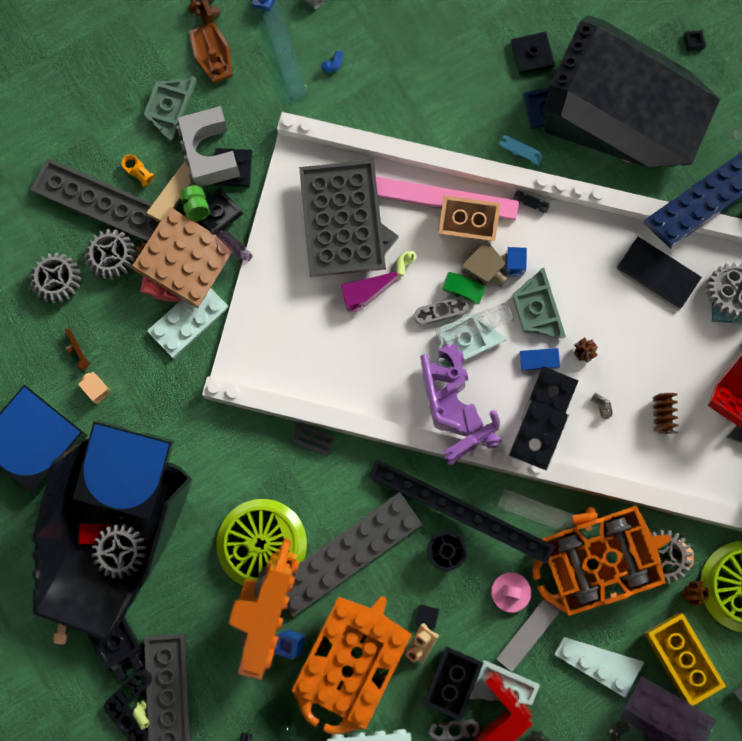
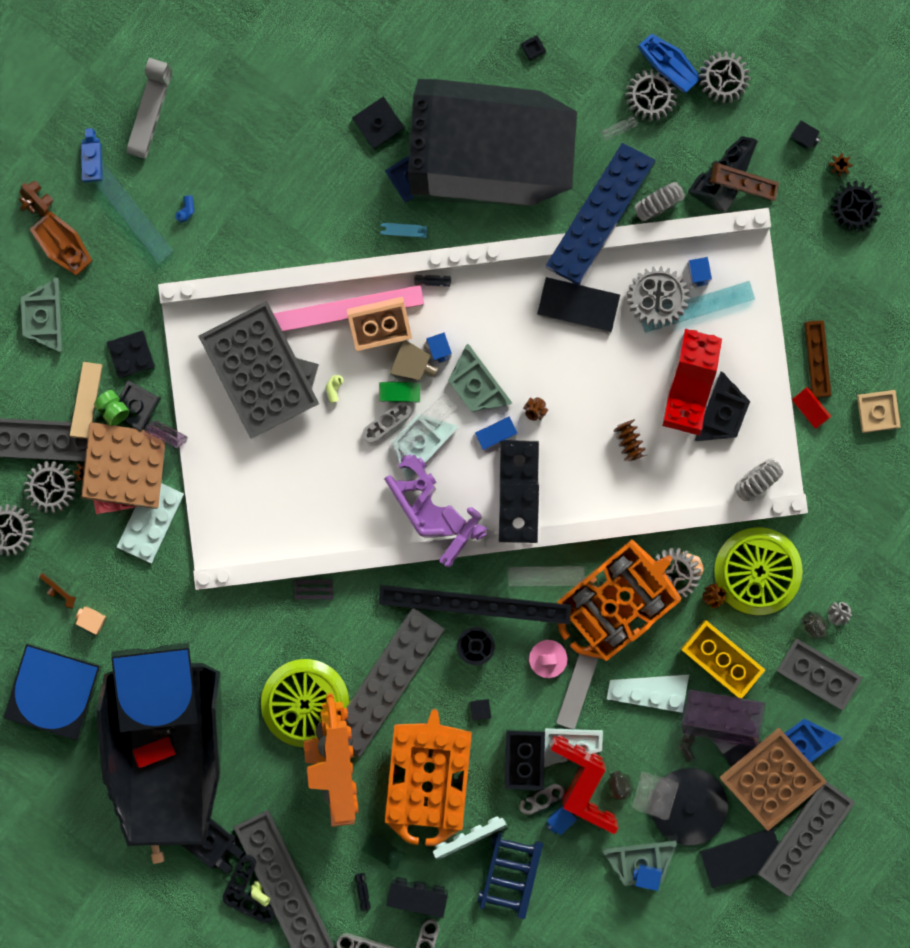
camera: 20 degrees left, 10 degrees up
(101, 552) = (183, 768): light grey gear -> none
(138, 170) = (39, 393): light orange connector -> none
(193, 130) = (78, 332): light grey arch -> none
(290, 644) = (367, 782): blue brick -> none
(362, 292) = (307, 432): magenta slope -> none
(421, 644) = (484, 737): tan hips -> none
(589, 515) = (594, 562): orange arm -> none
(604, 405) = (572, 455): clear smoke arm -> none

